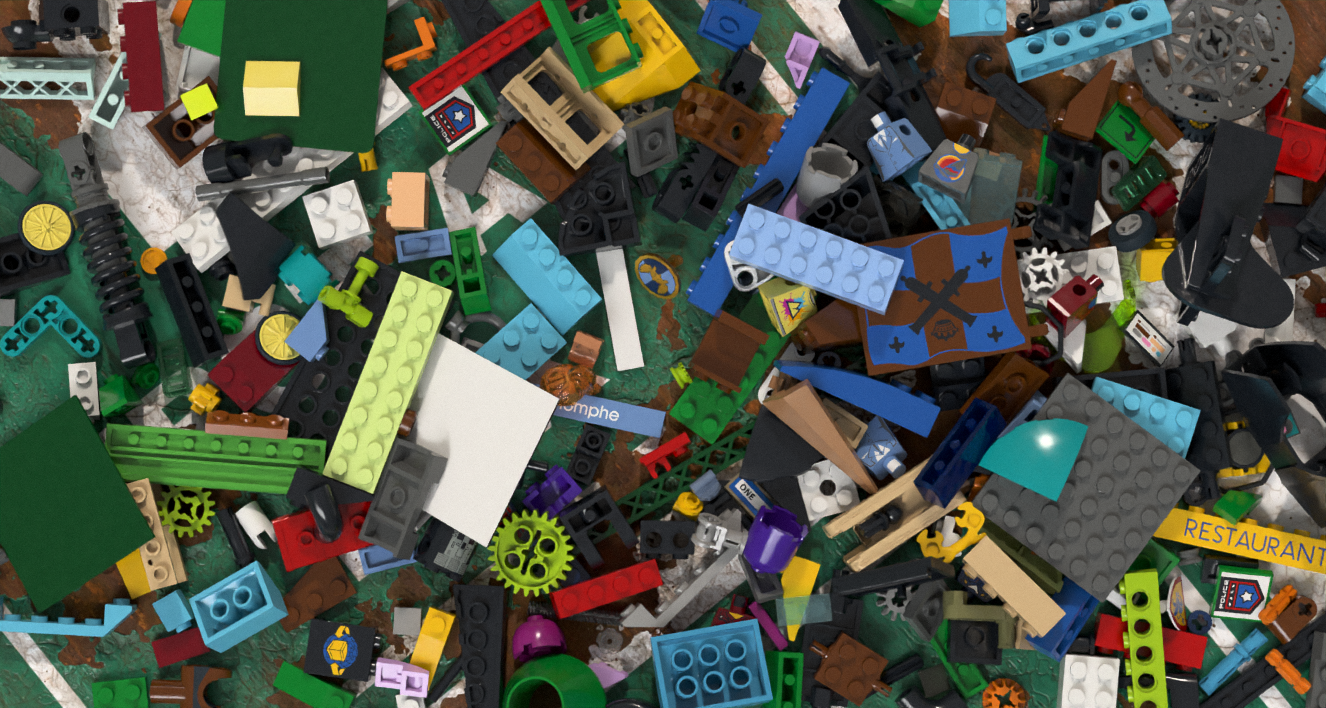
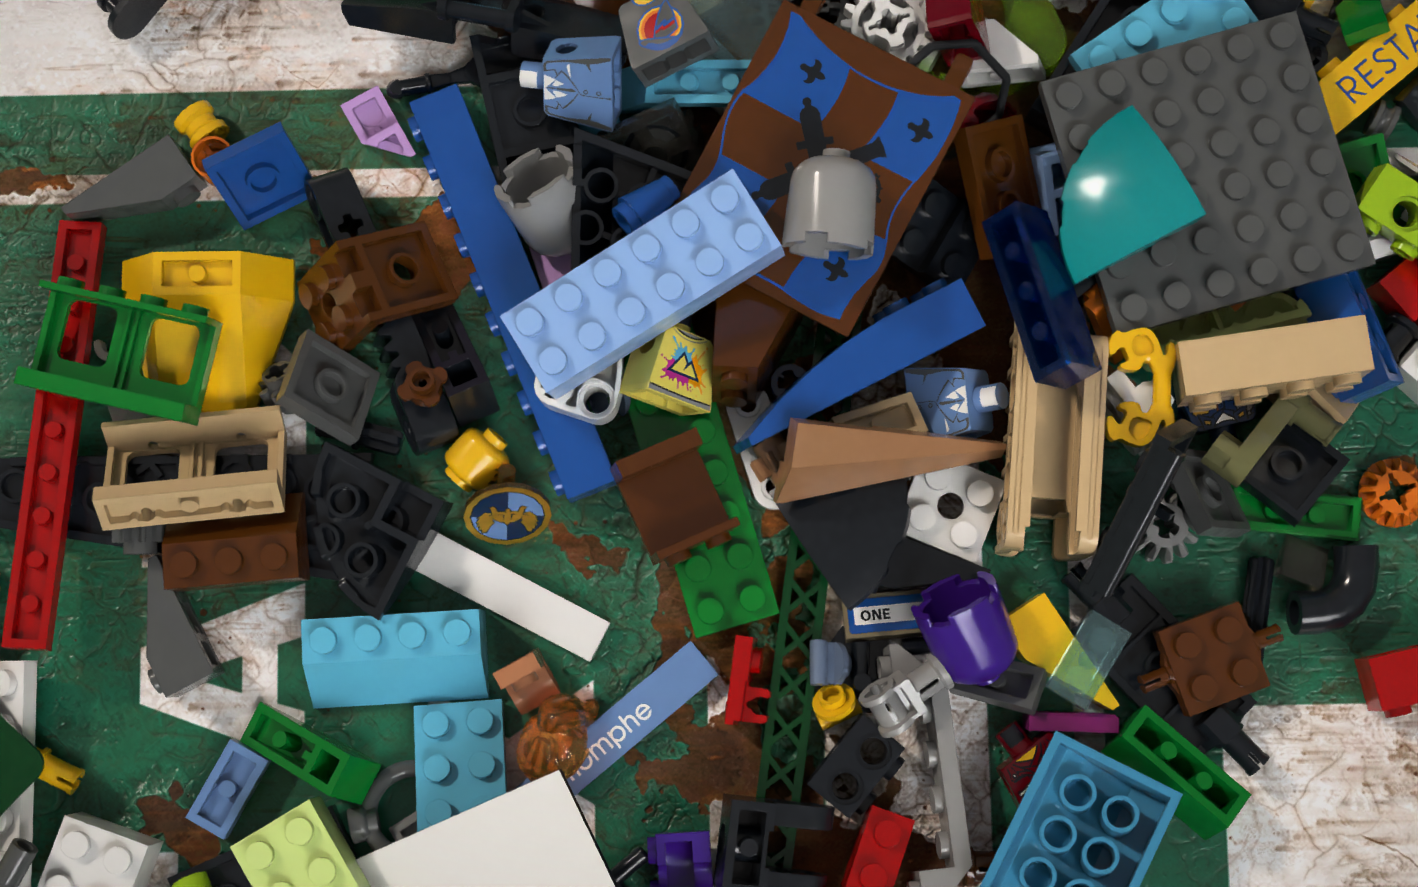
camera: 50 degrees left, 5 degrees down
(409, 201) = (152, 763): light nougat brick -> none
(447, 274) = (290, 789): green wheel -> none
(456, 120) = (102, 619): tile -> none
(587, 455) = (668, 786): black slope -> none
(672, 239) = (476, 458): none -> yellow head
(681, 375) = (659, 583): lime bush -> none
(688, 194) = (423, 396): none -> reddish brown plate
(760, 196) = (509, 295): black axle -> none
(855, 229) = (645, 204): none -> blue cone
(891, 514) = (1049, 468): black axle -> none
(922, 320) = (831, 207): none -> light grey cylinder

